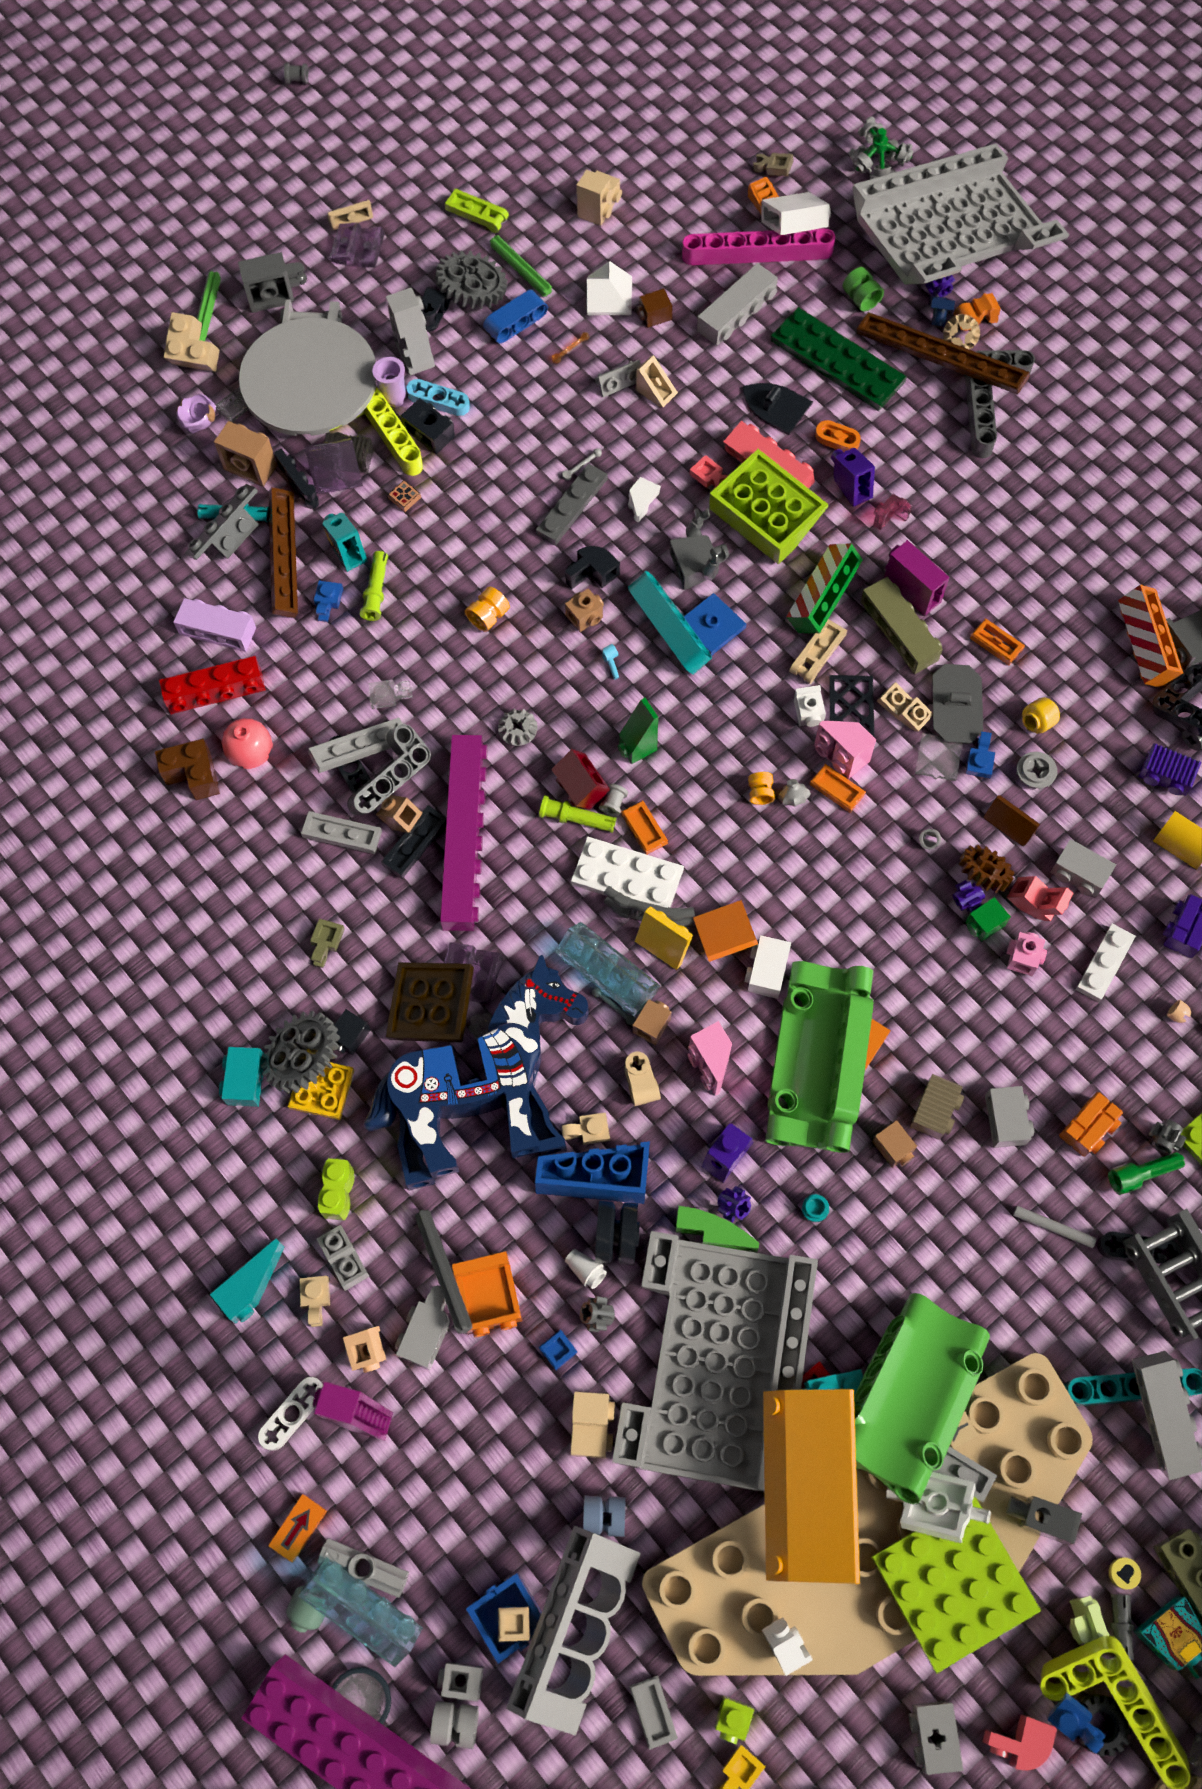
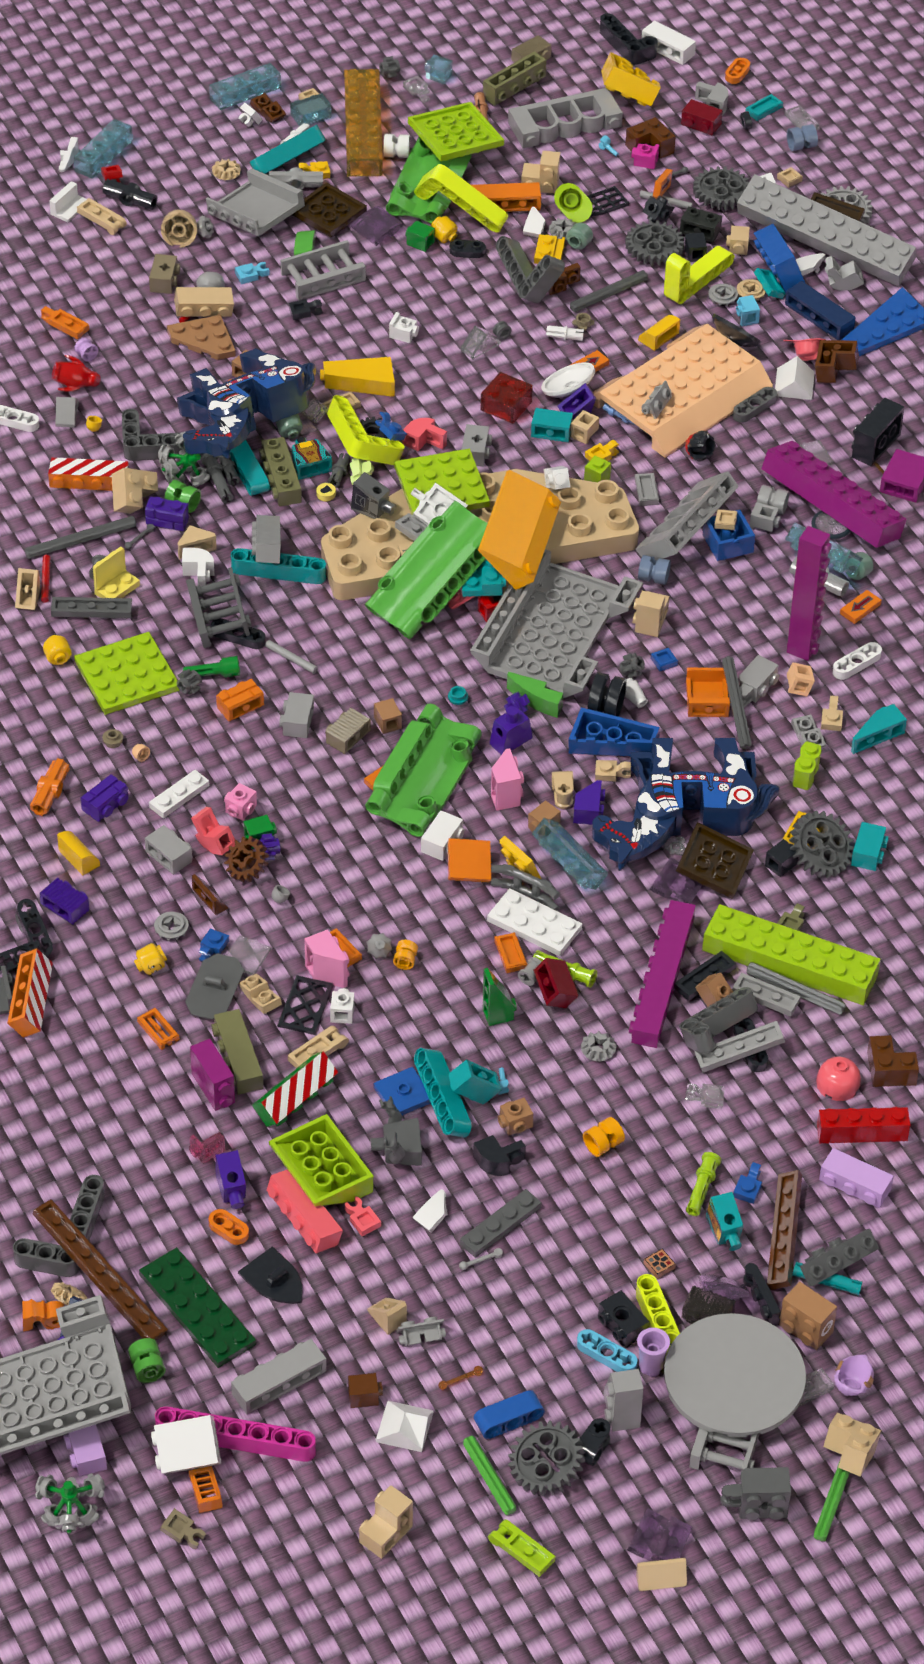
camera: 170 degrees left, 20 degrees down
(309, 852) = (796, 988): none -> axle
(319, 888) = (792, 954): none -> lime brick
(603, 1058) = (587, 803): none -> dark purple slope
(636, 628) = (474, 1082): none -> teal brick

